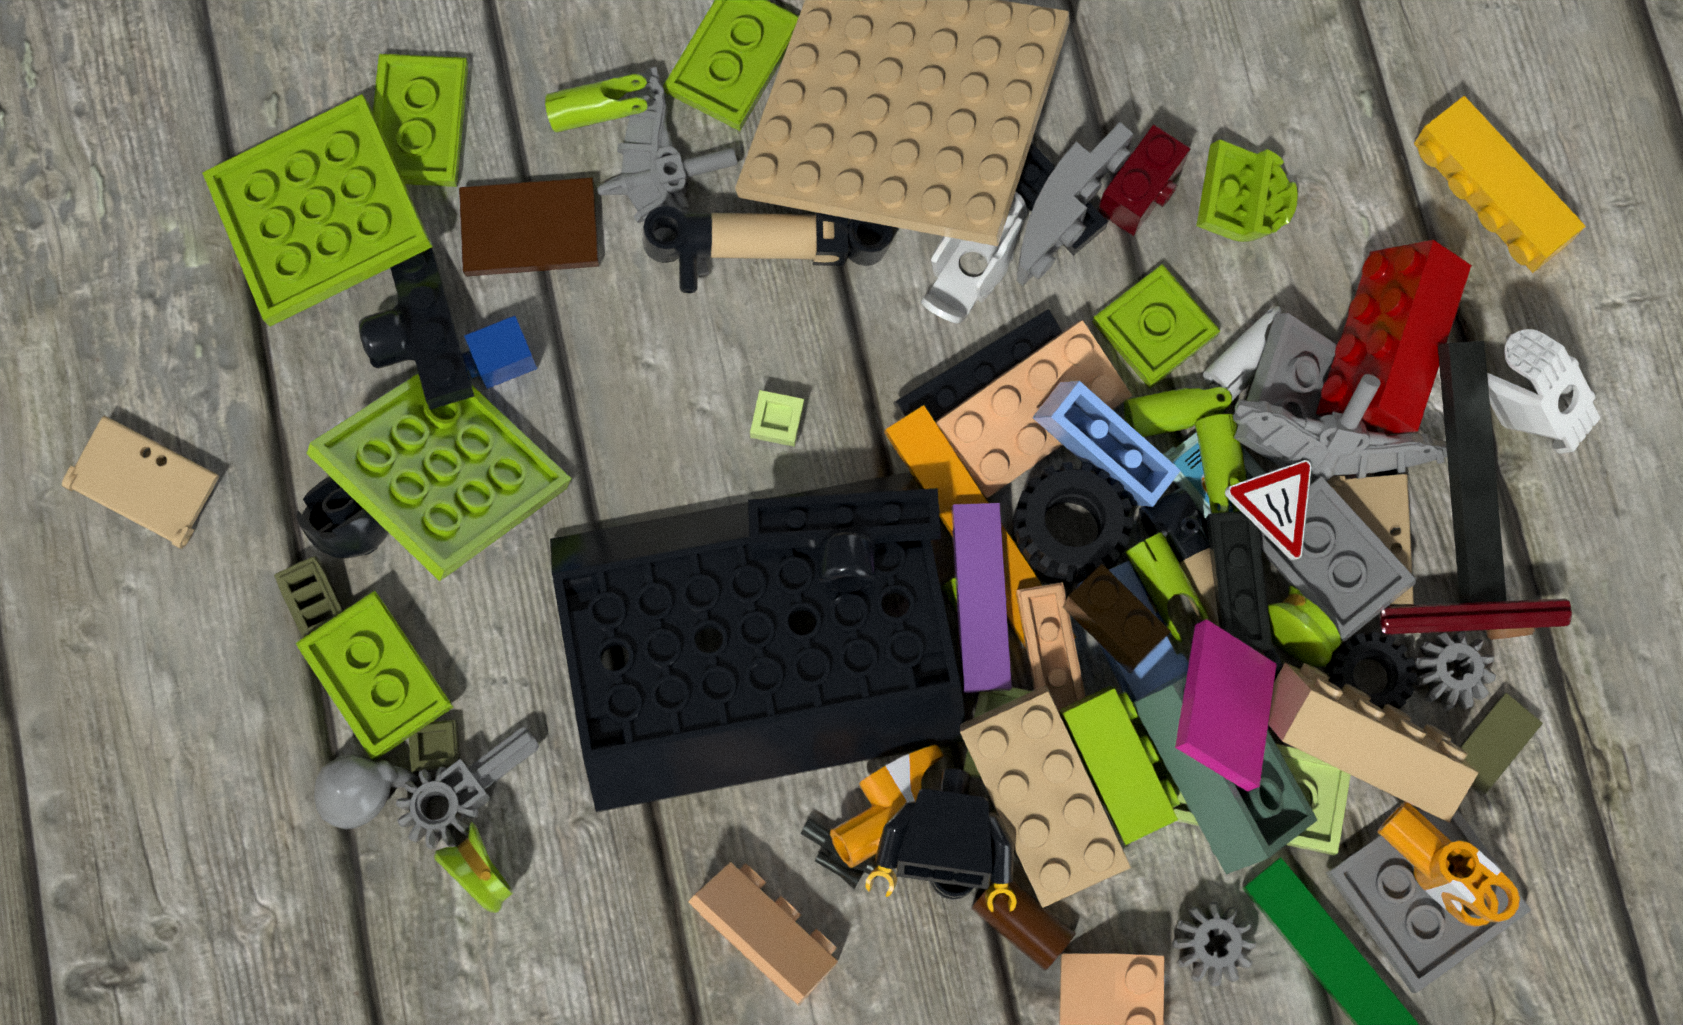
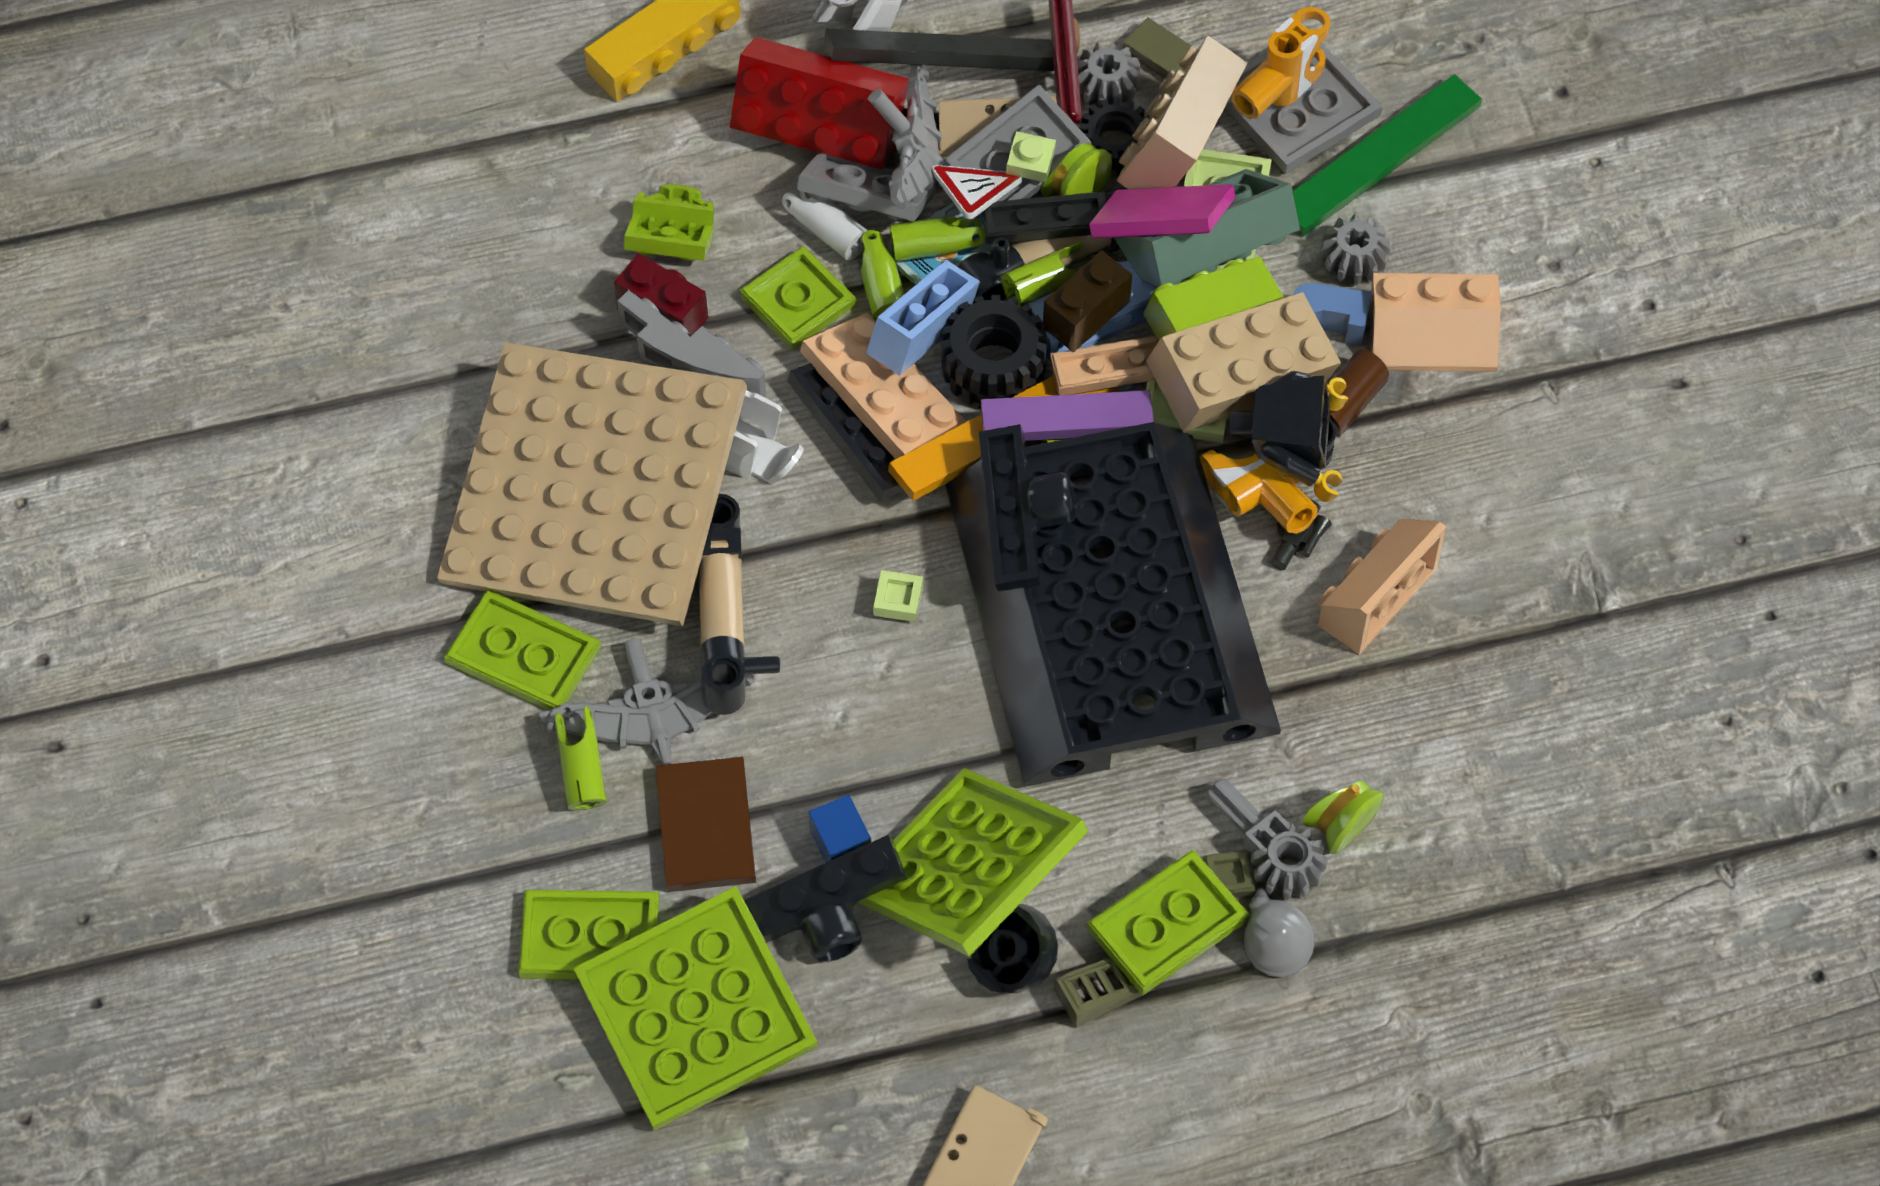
camera: 90 degrees left, 15 degrees down
(1133, 911) = (1339, 309): none -> medium blue leg
(1317, 567) = (1031, 156): none -> yellowish green plate

